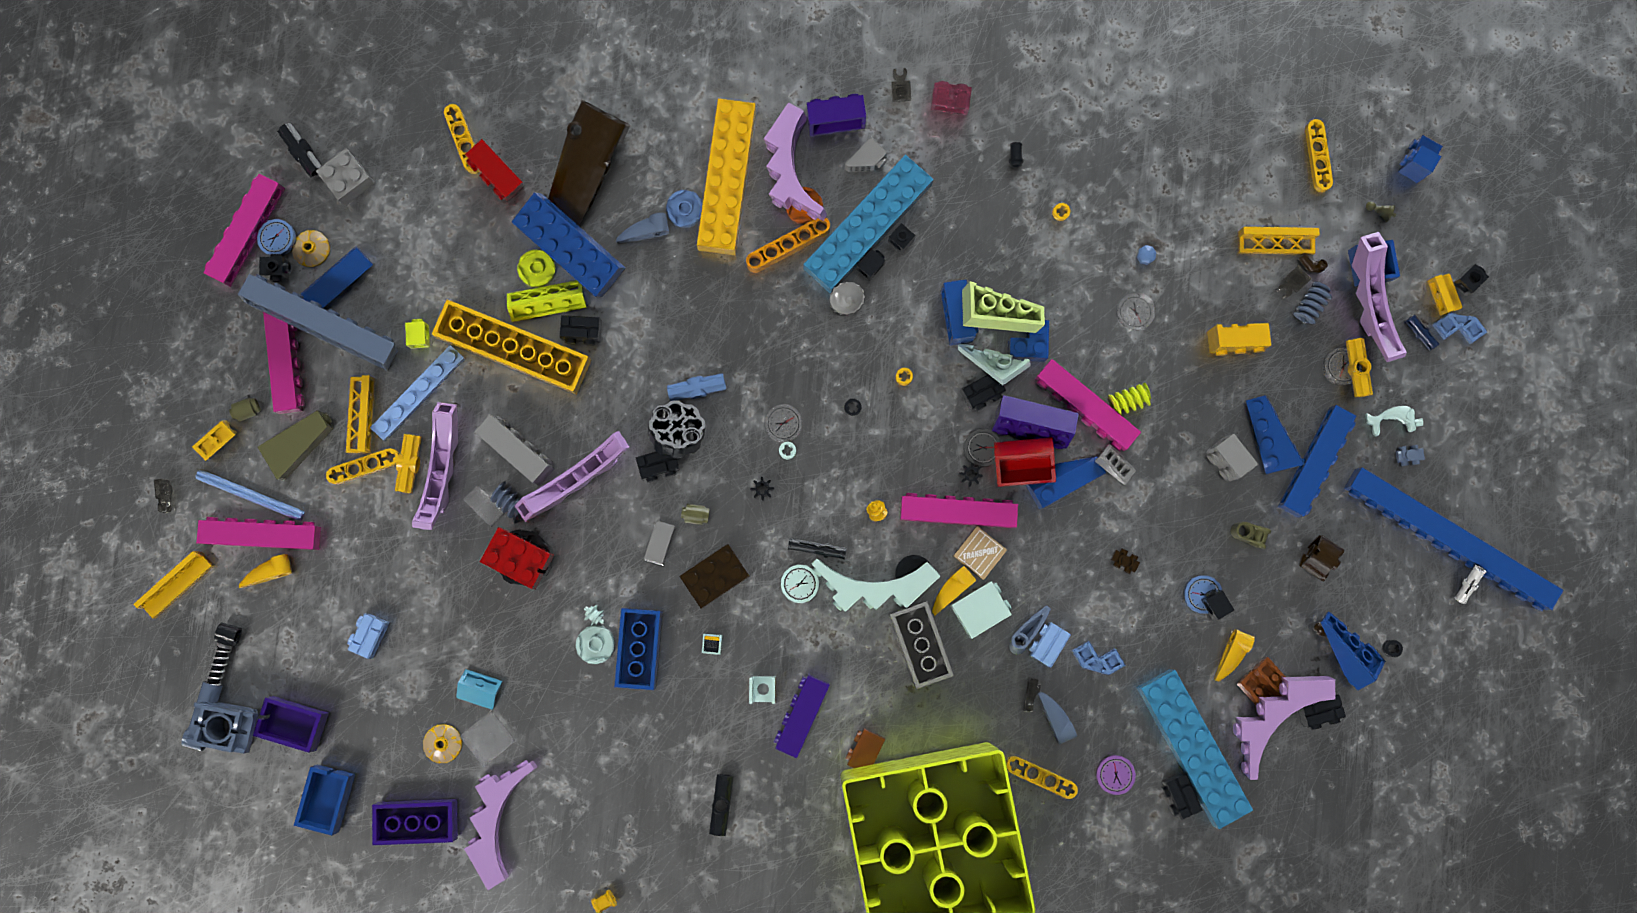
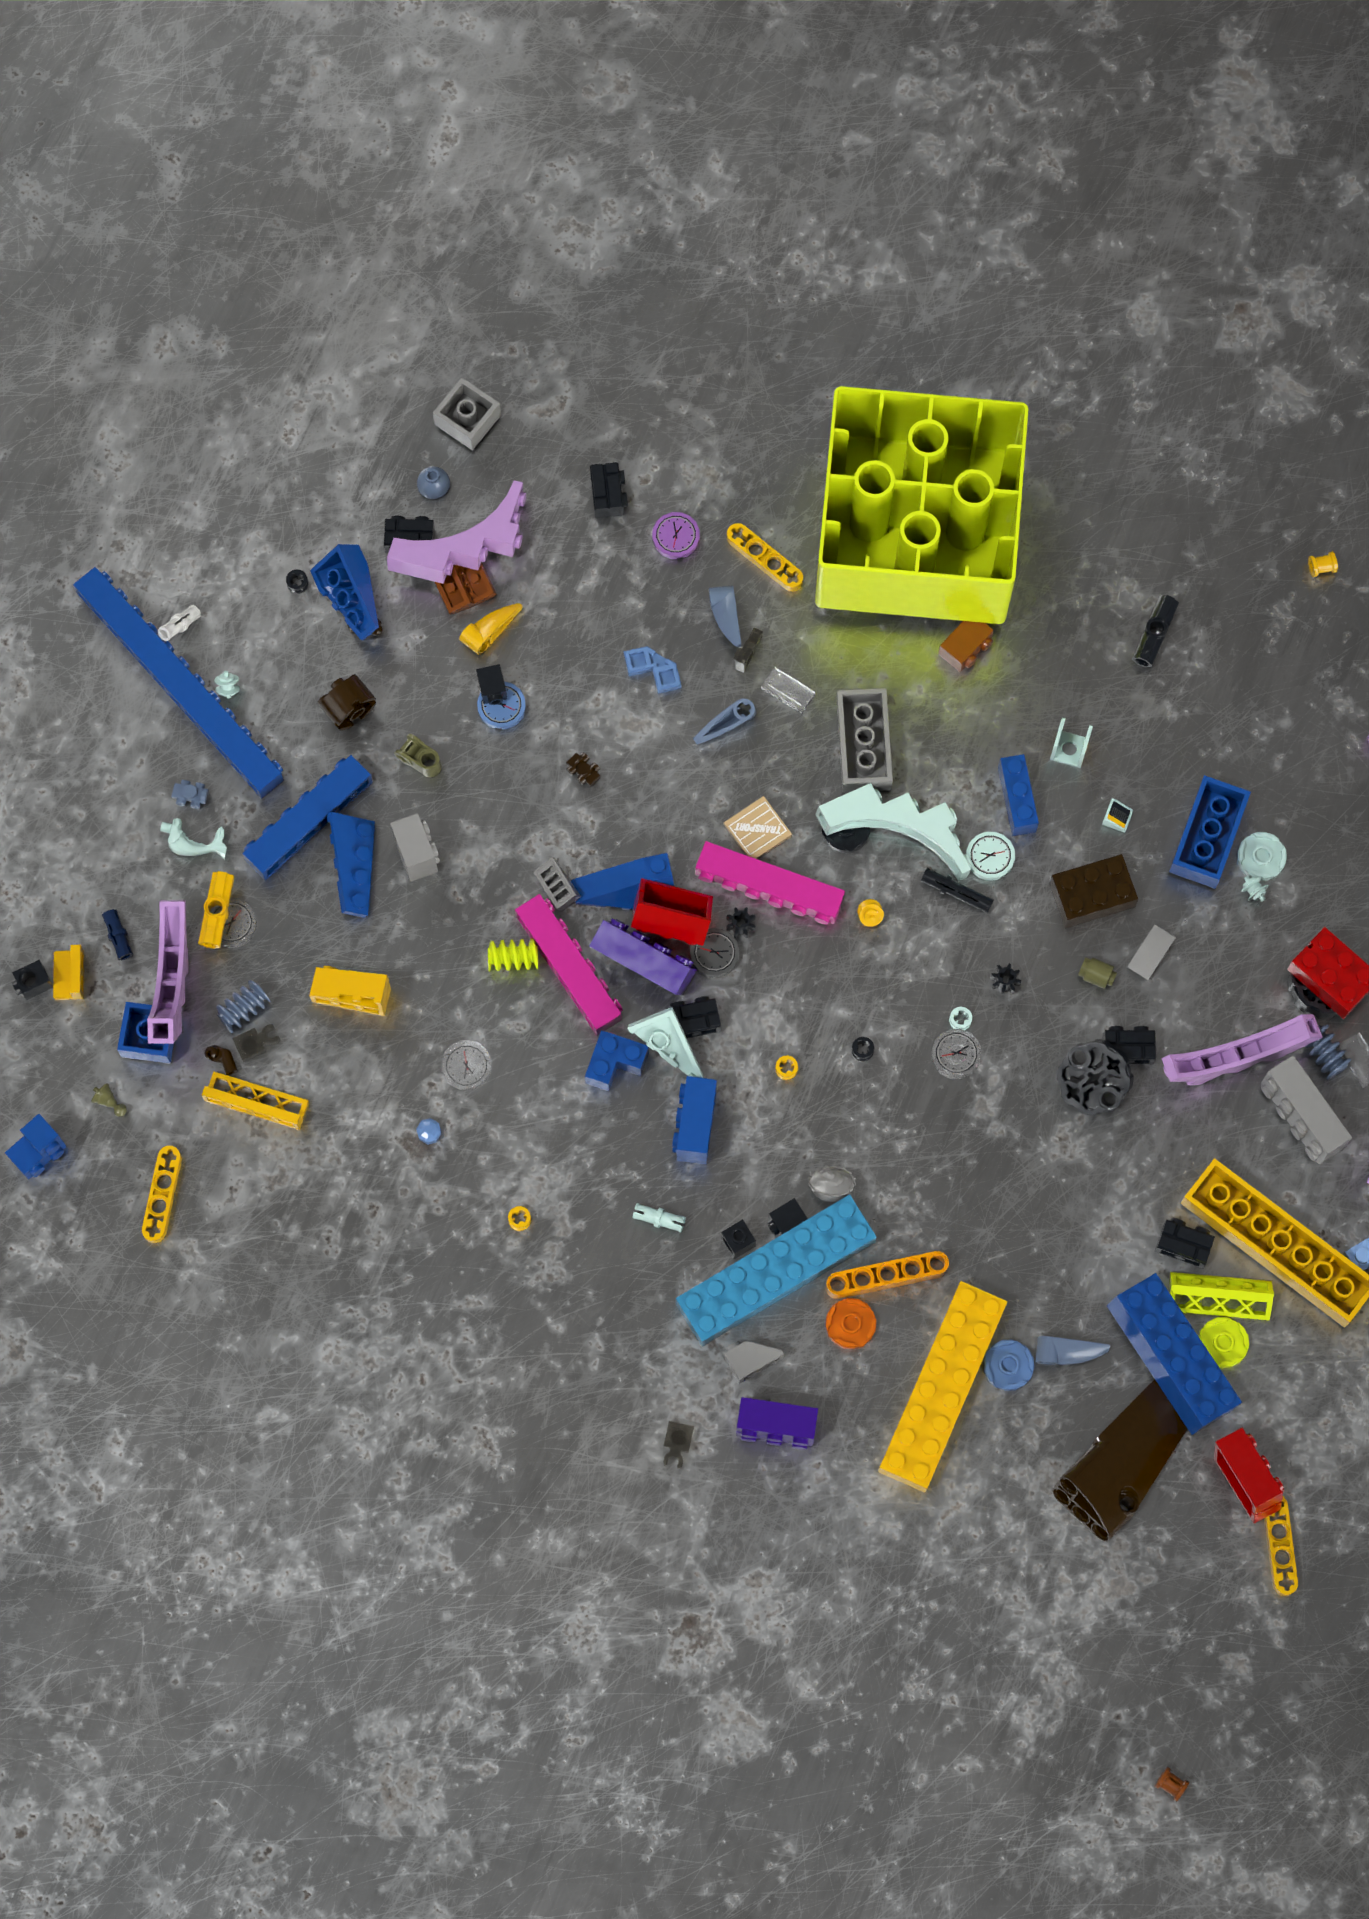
camera: 160 degrees left, 10 degrees down
(696, 387) = (1054, 1127): medium blue piece -> none
(782, 142) = (865, 1376): lavender arch -> none
(791, 636) = (1018, 795): none -> blue brick
(802, 715) = (1032, 699): dark purple brick -> none
(942, 102) = (608, 1395): clear pink brick -> none
(953, 588) = (804, 795): yellow piece -> none
(962, 239) = (659, 1217): none -> light aqua pin
(981, 609) = (777, 760): light aqua panel -> none
(990, 672) = (788, 690): none -> clear tile
(999, 311) = (656, 1095): yellowish green wedge -> none
(1016, 154) = (554, 1308): black pin -> none
(1049, 644) = (707, 699): light blue brick -> none
(1194, 748) = (574, 537): dark azure brick -> none
(1313, 826) = (467, 413): none -> light grey brick
(1317, 763) = (433, 482): none -> sand blue brick
(1415, 547) = (227, 684): none -> light aqua wheel
(1468, 326) = (55, 928): medium blue tile -> none

